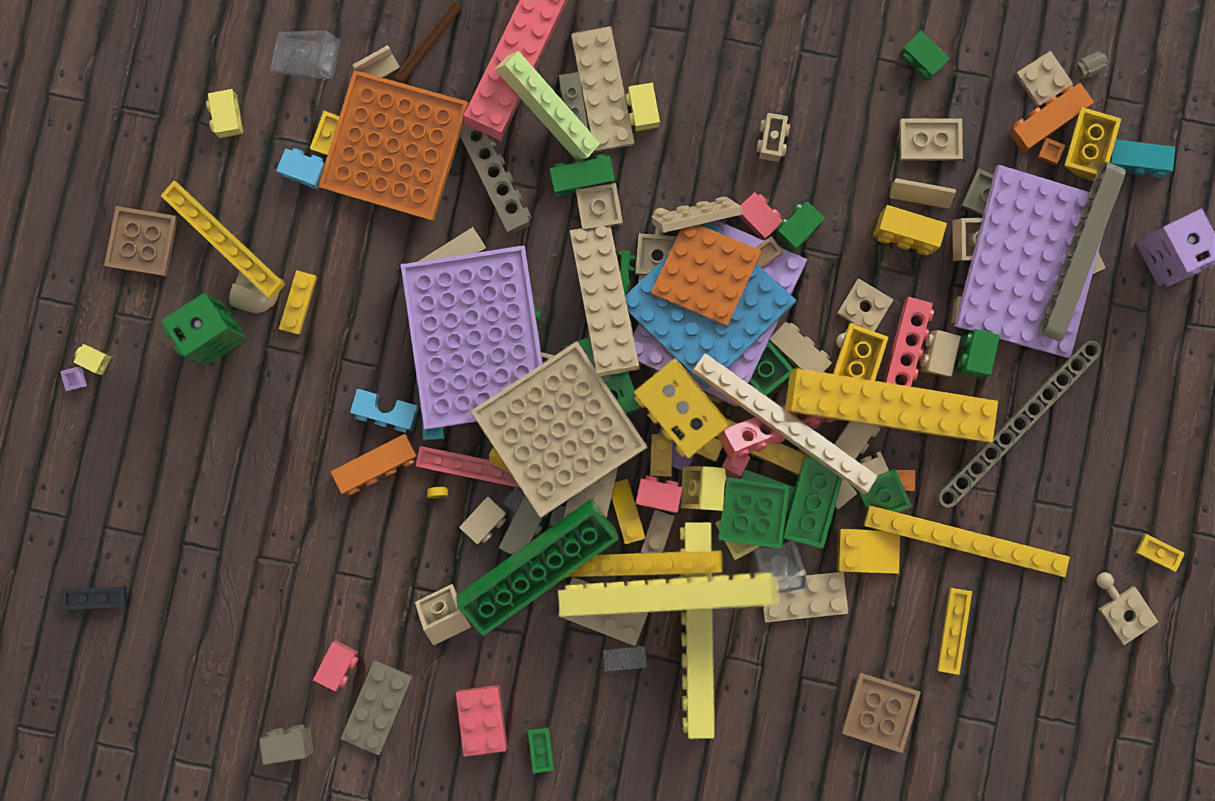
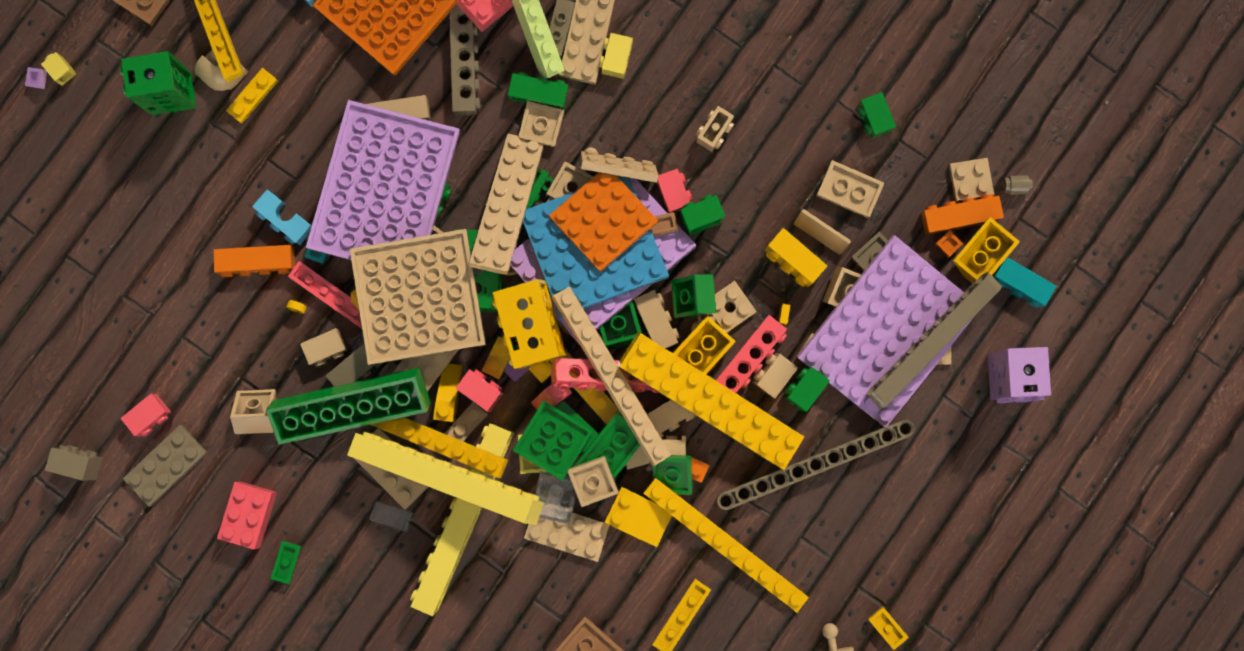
camera: 20 degrees right, 0 degrees up
(703, 488) = (520, 401): light yellow brick -> none
(811, 535) = (593, 481): none -> tan plate
(827, 310) = (693, 296): none -> green brick
(921, 290) = (784, 314): none -> yellow tile

